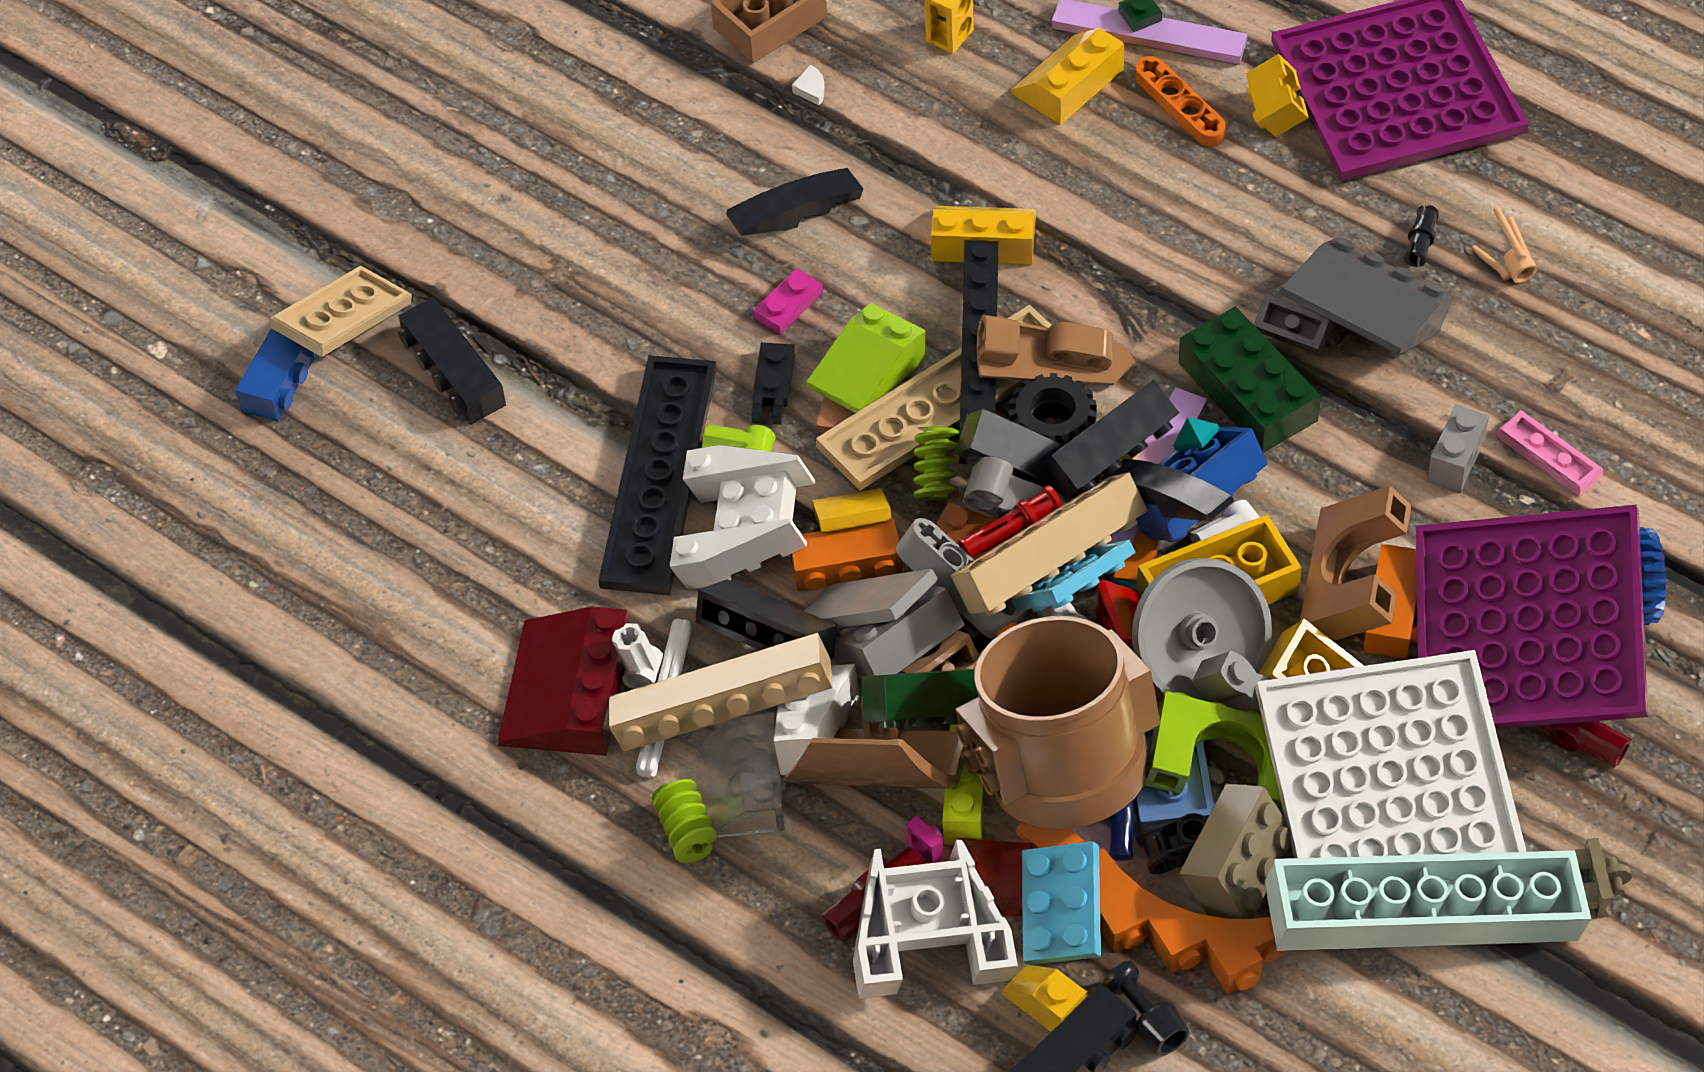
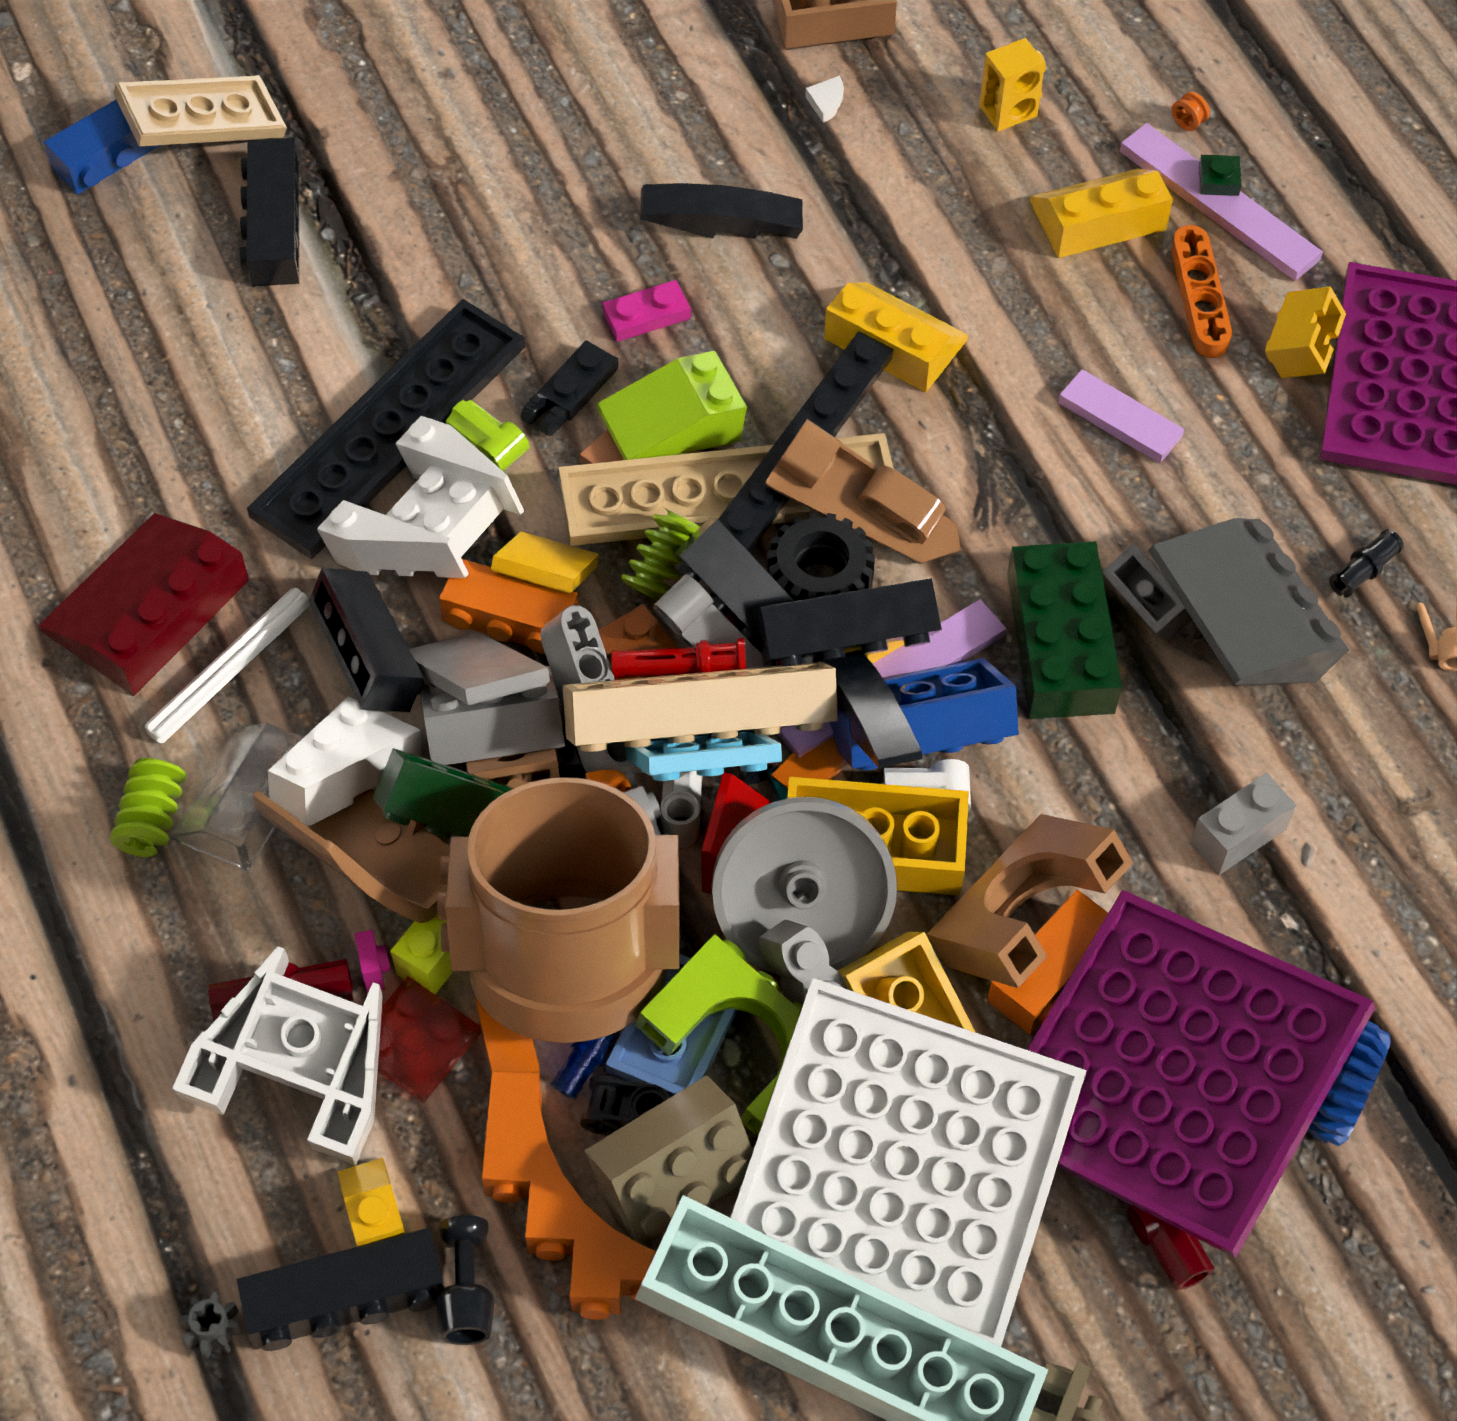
camera: 25 degrees right, 5 degrees up
(637, 655) = (223, 613): white piece -> none
(720, 692) = (260, 689): tan brick -> none
(1061, 903) = (453, 1111): medium azure plate -> none
(1183, 215) = (1121, 416): none -> lavender tile
(1195, 434) = (958, 661): teal slope -> none
(1550, 453) = (1349, 882): bright pink tile -> none

